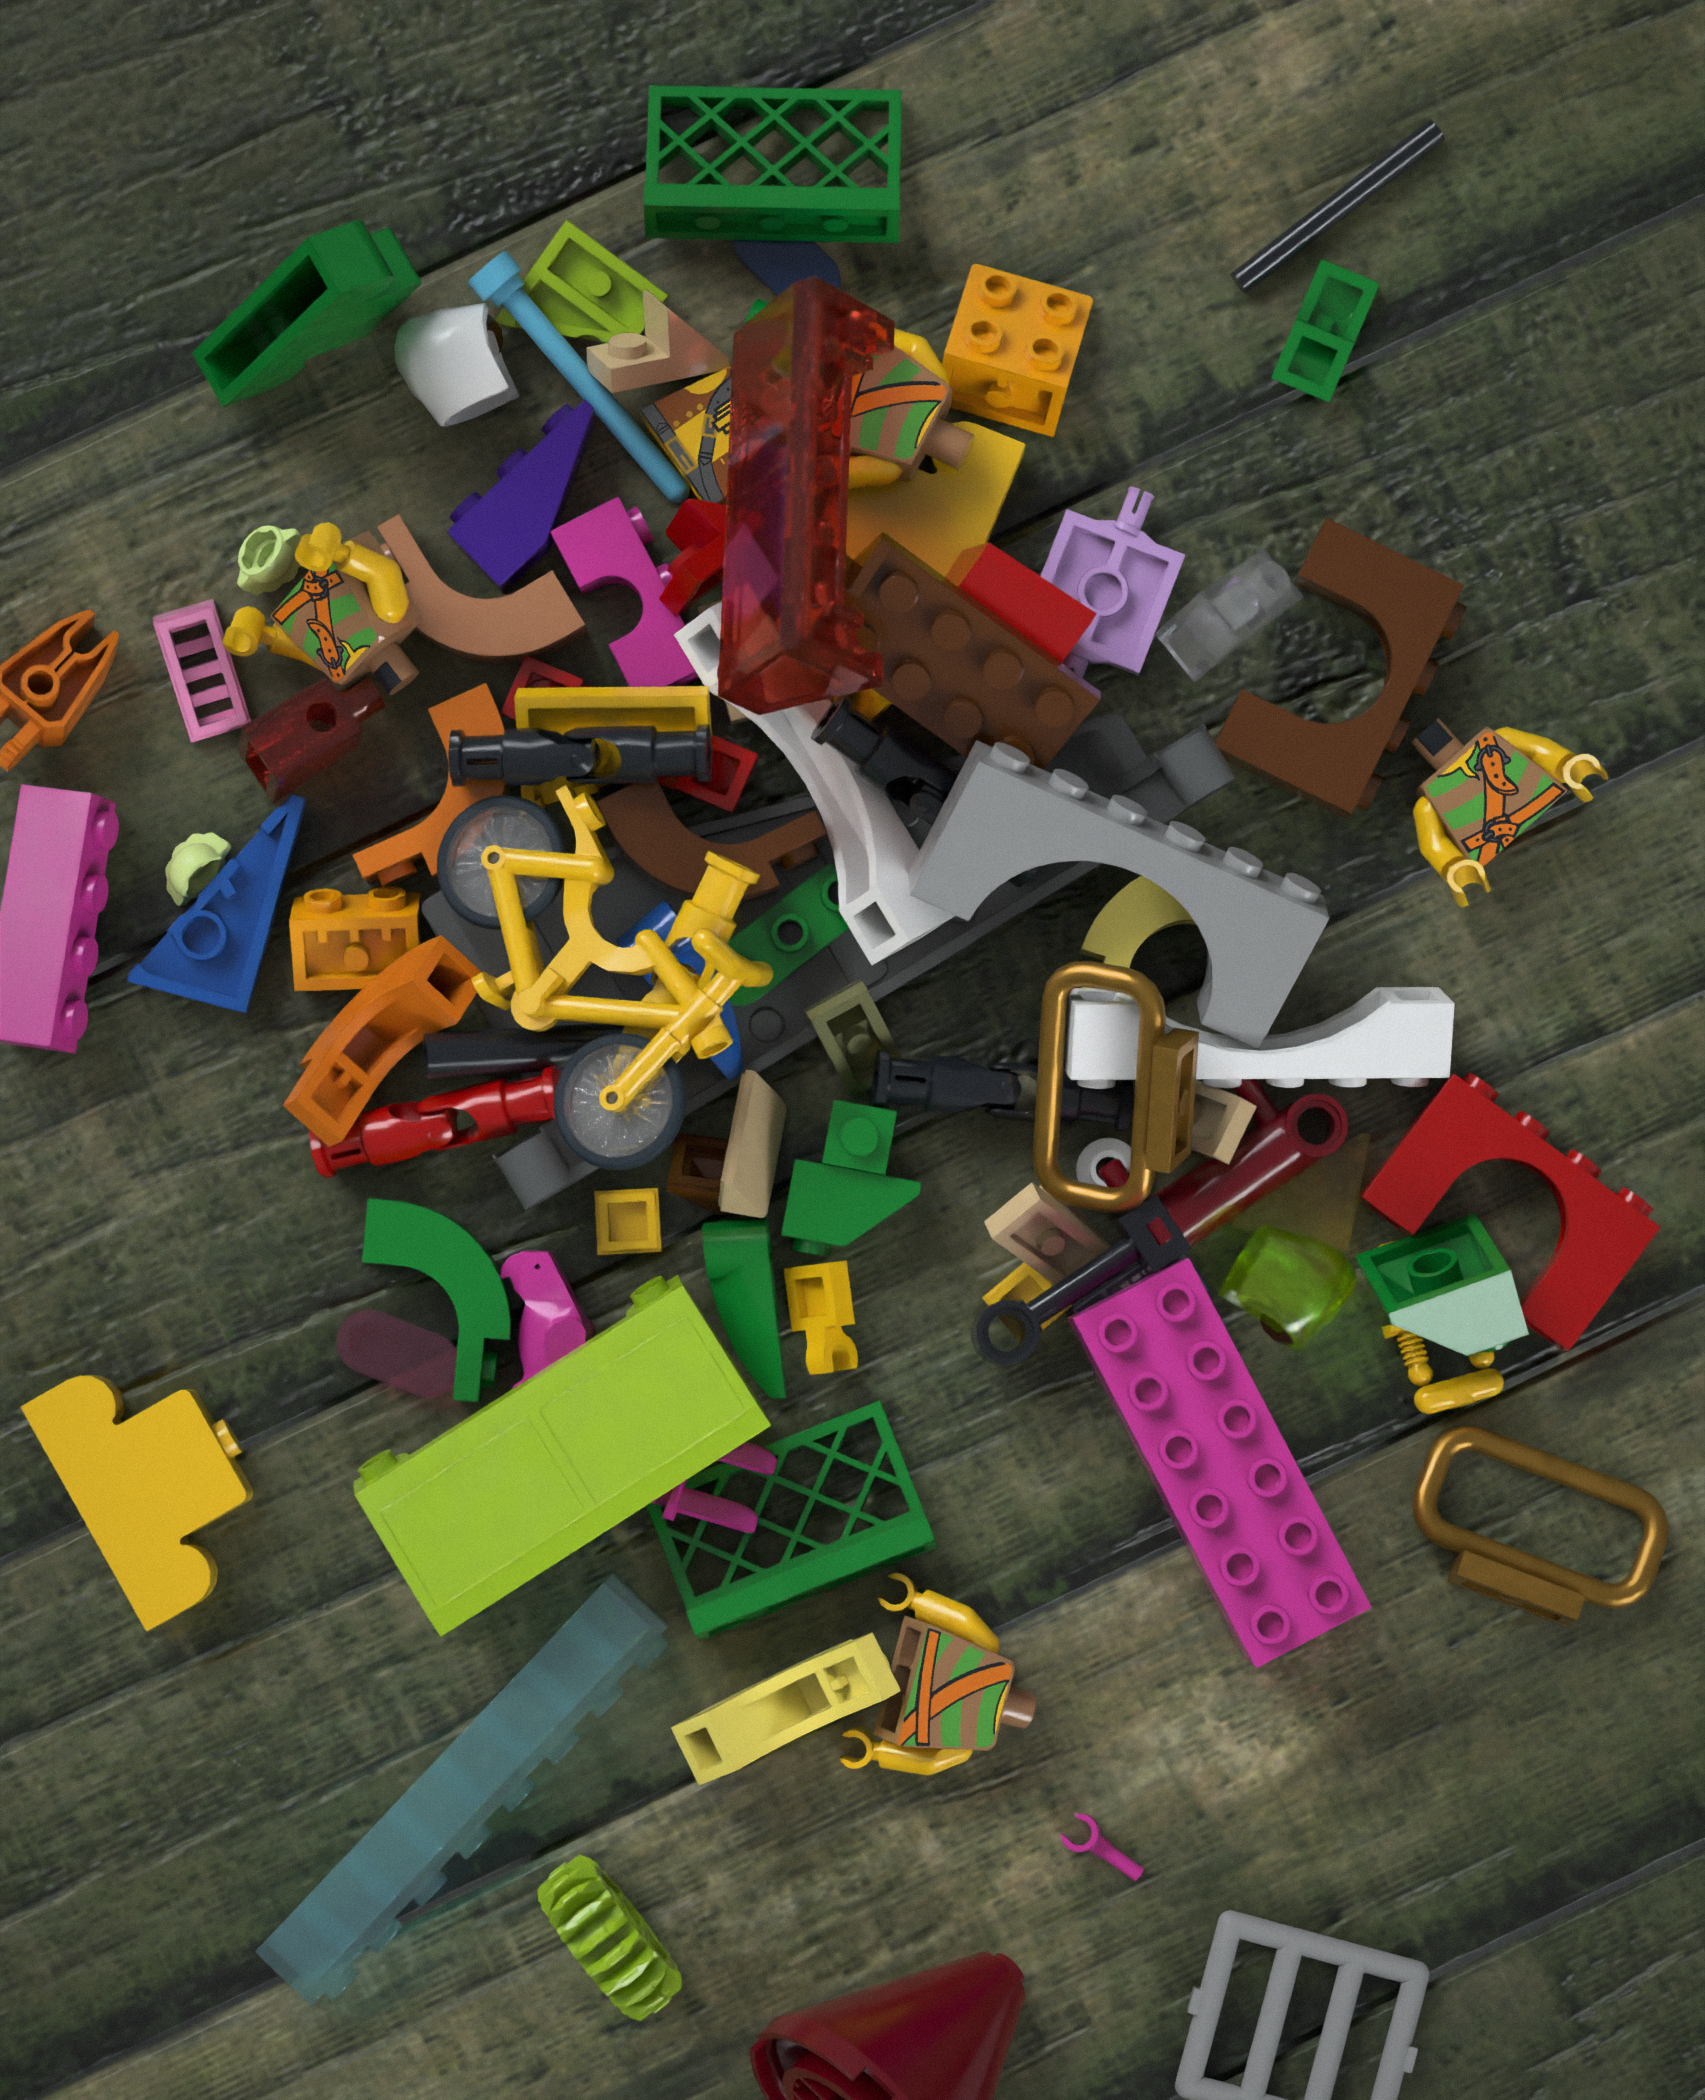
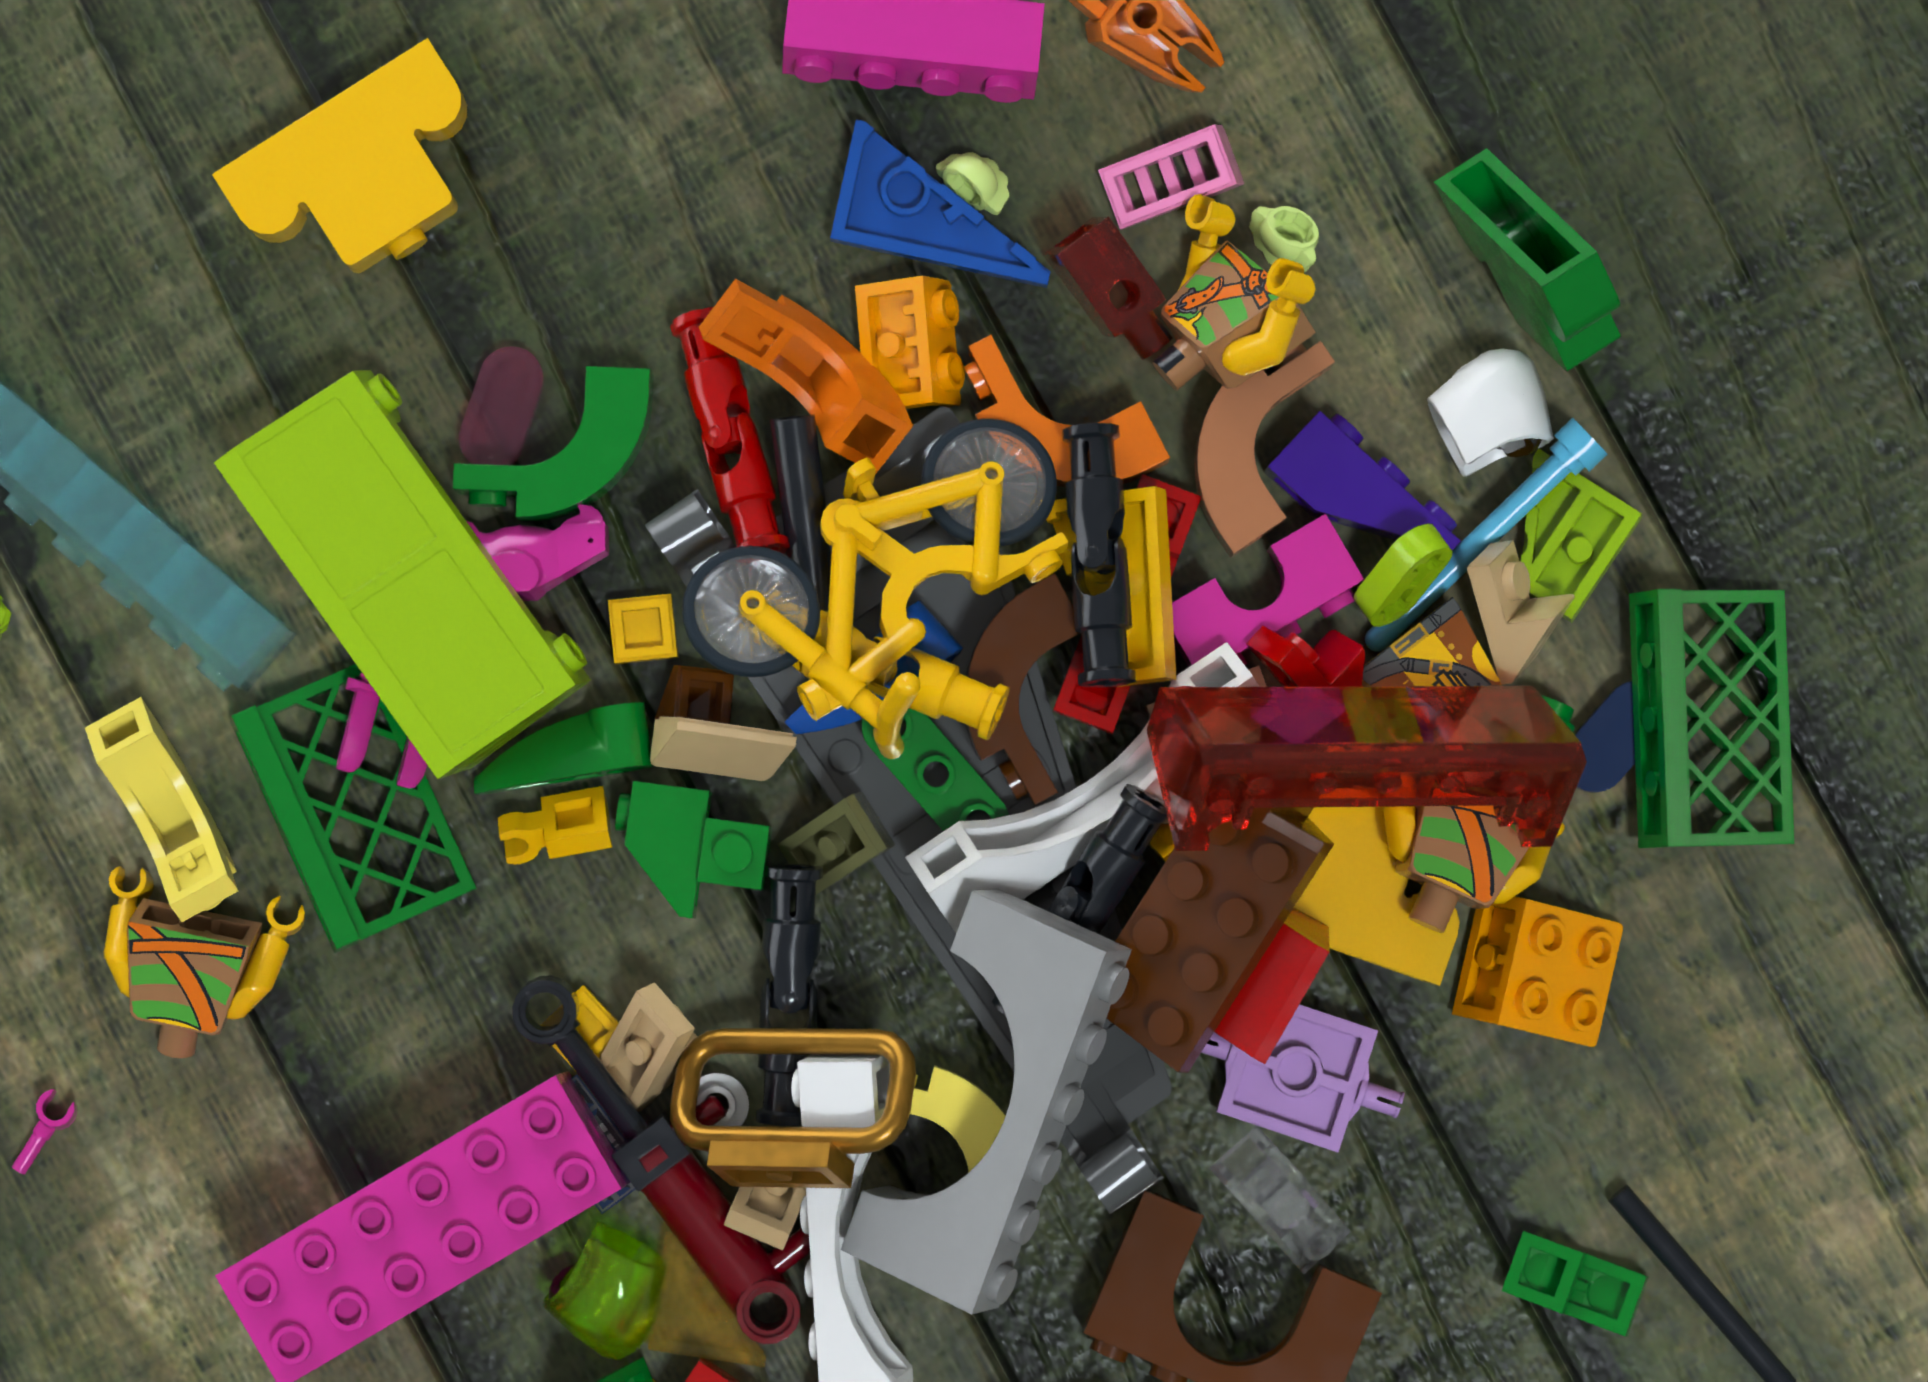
camera: 85 degrees right, 0 degrees up
(615, 457) = (1403, 575): none -> lime beam

